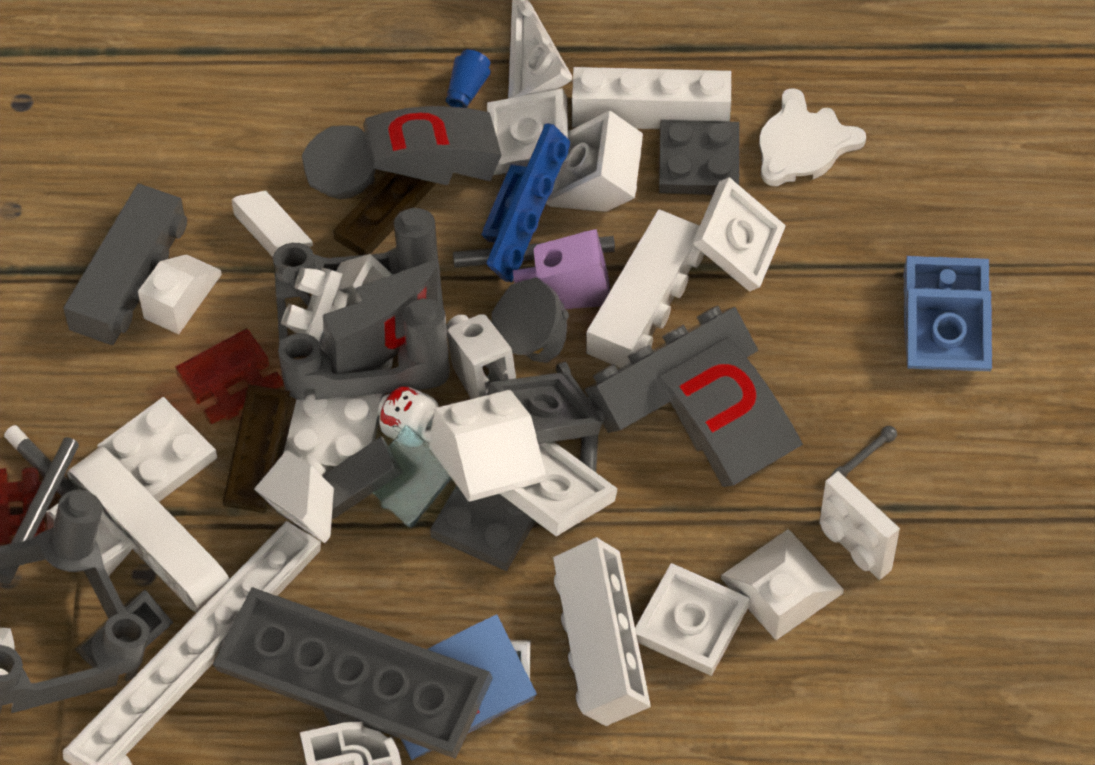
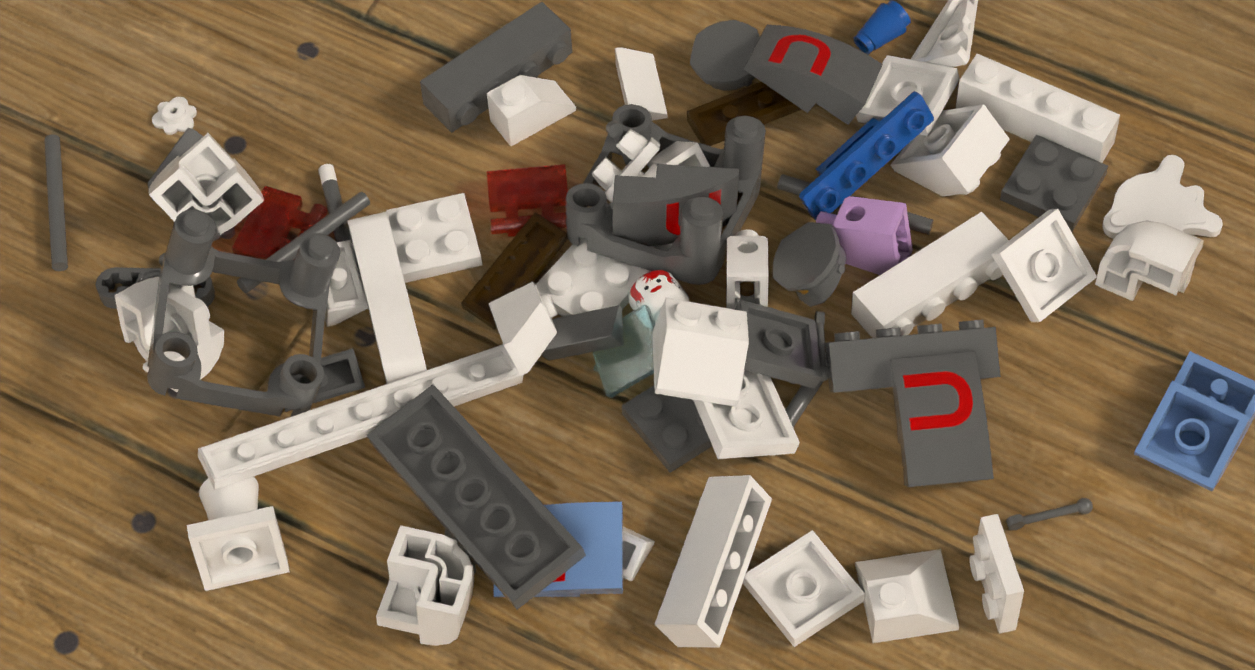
camera: 30 degrees right, 0 degrees up
(827, 184) = (1148, 254): none -> white brick

